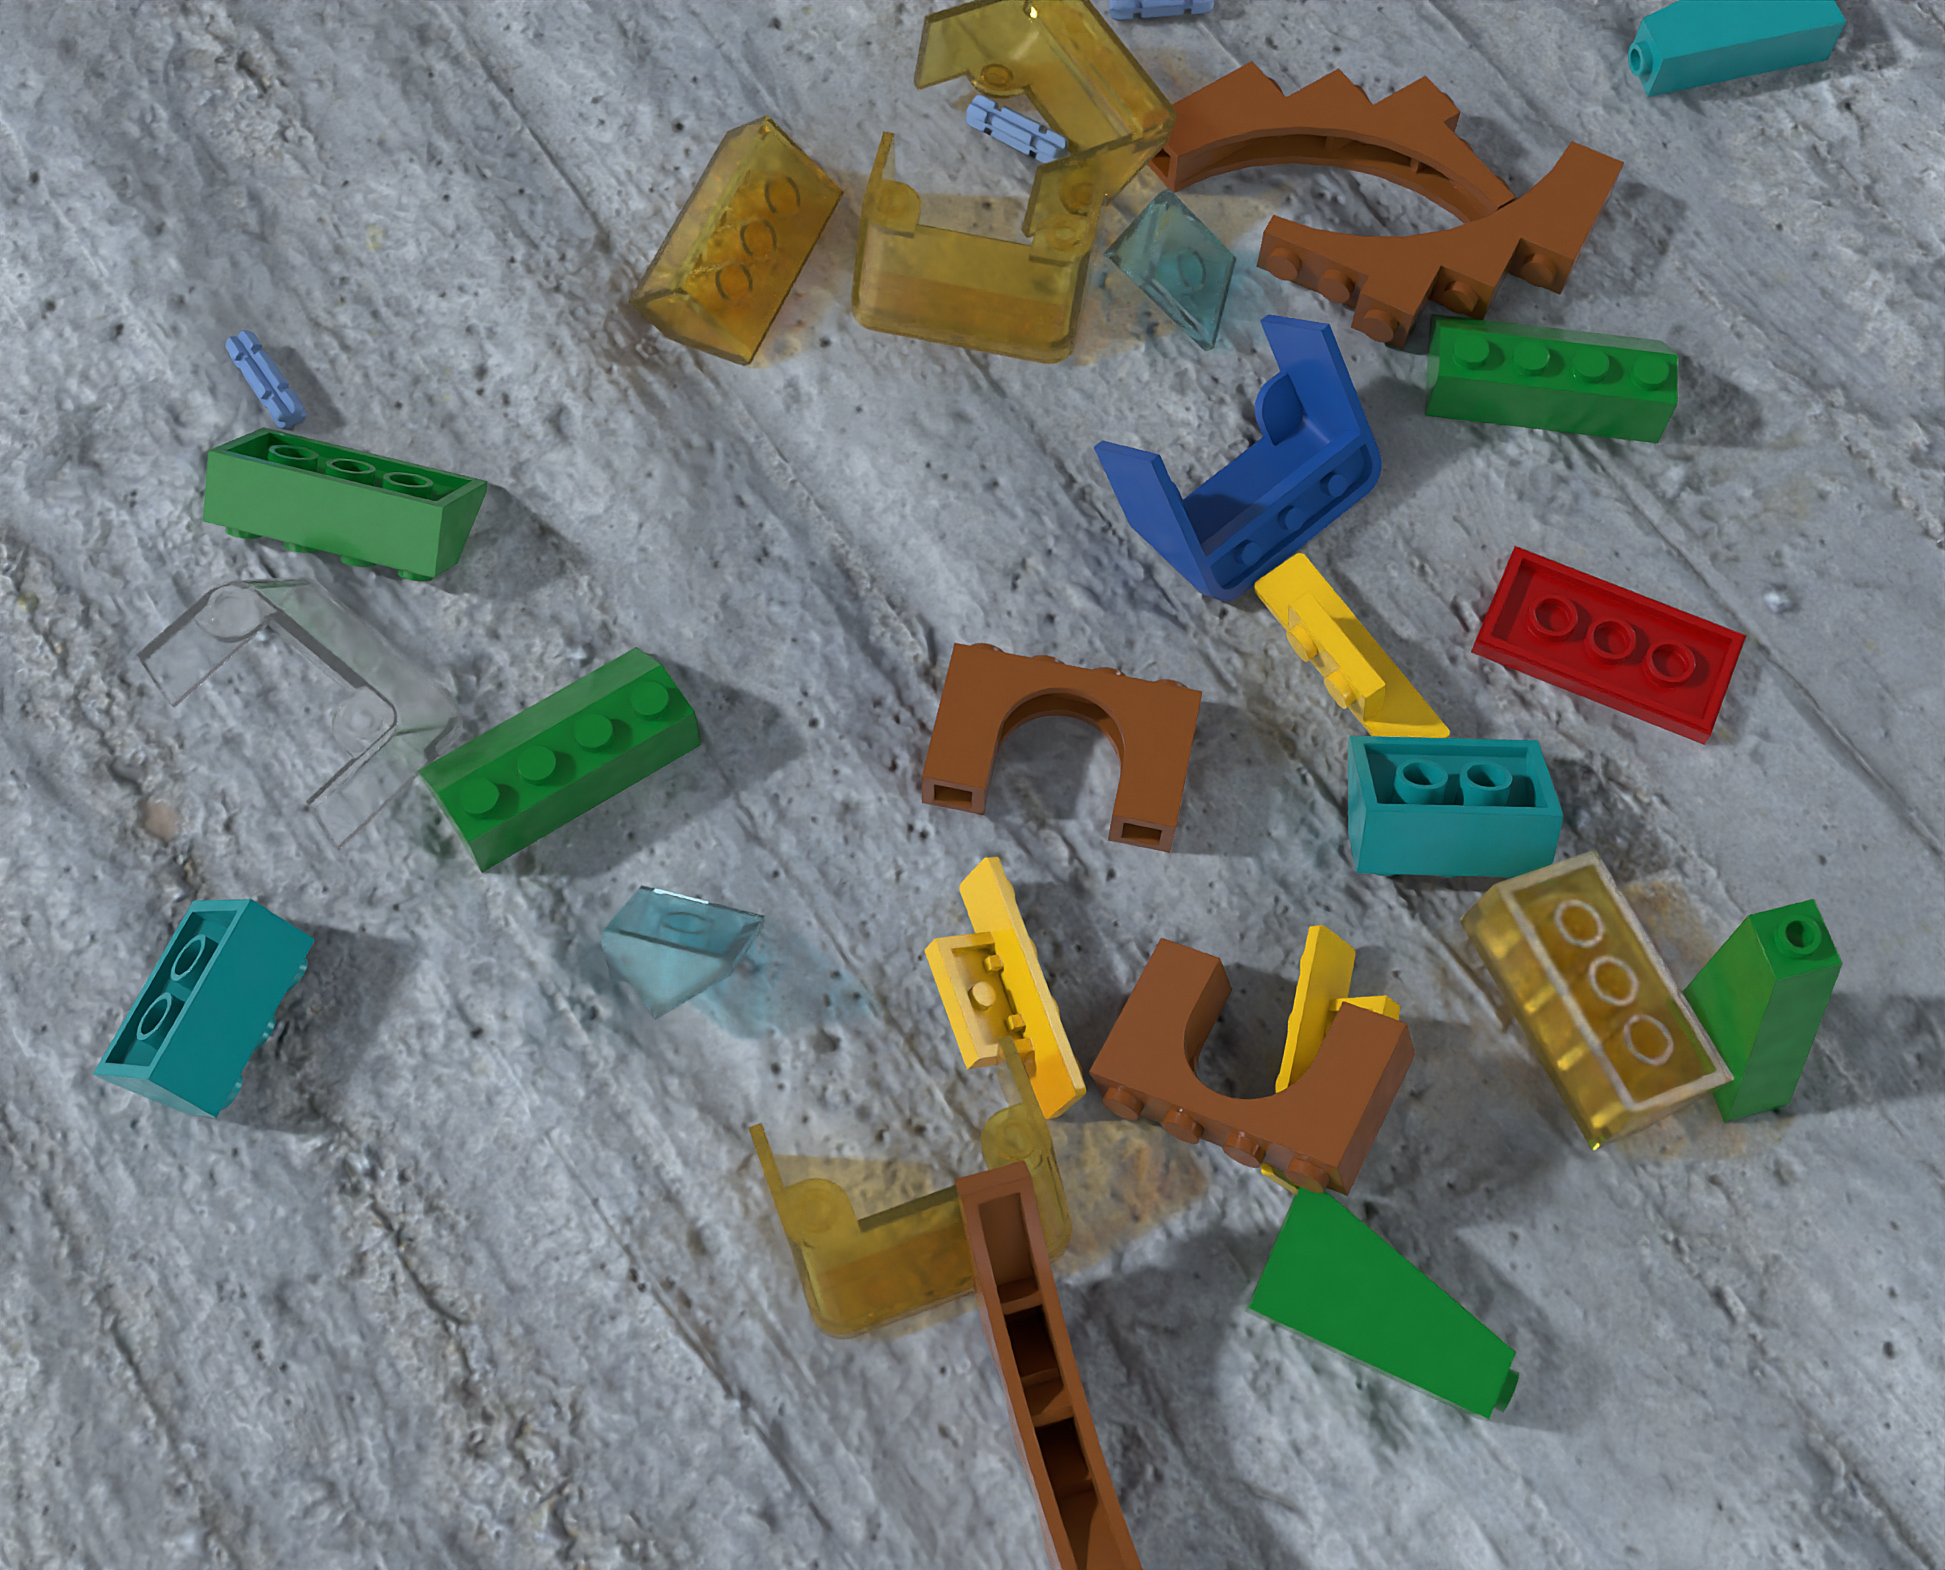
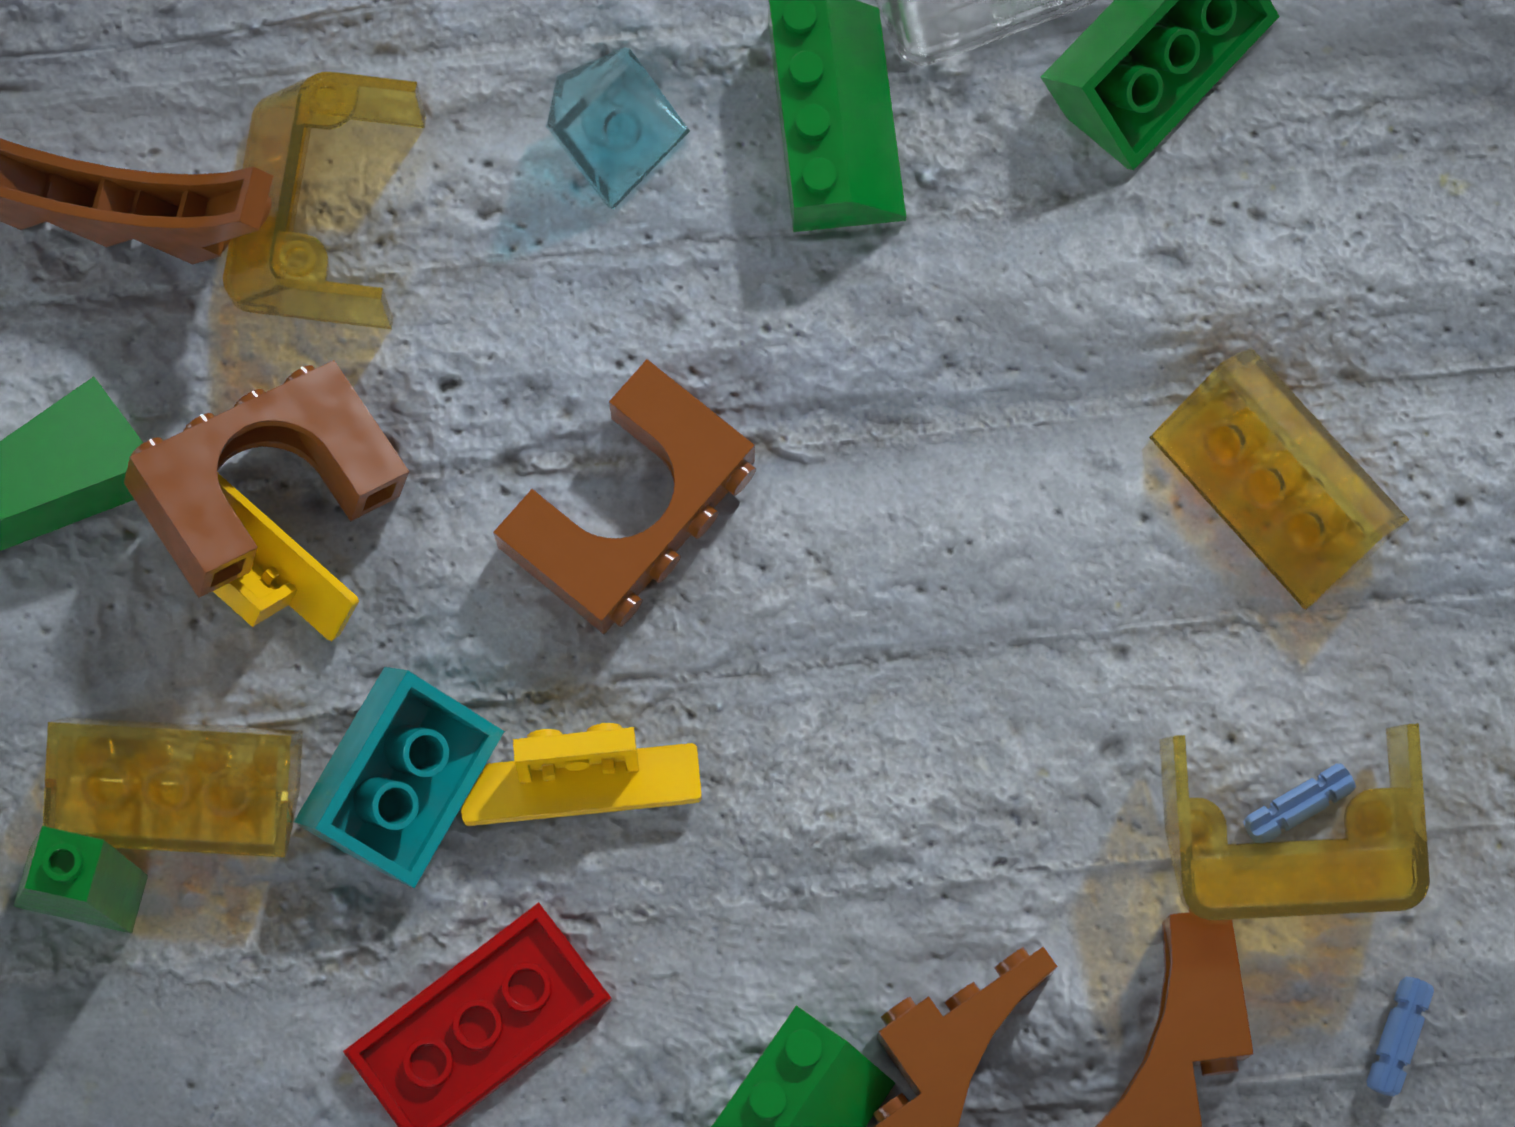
camera: 120 degrees right, 10 degrees up
(266, 379) = (1326, 32): medium blue axle -> none
(967, 285) = (1073, 701): clear yellow windscreen -> none
(998, 990) = (443, 334): yellow bracket -> none
(1177, 266) = (1046, 848): clear light blue slope -> none
(1278, 492) = (775, 793): blue windscreen -> none

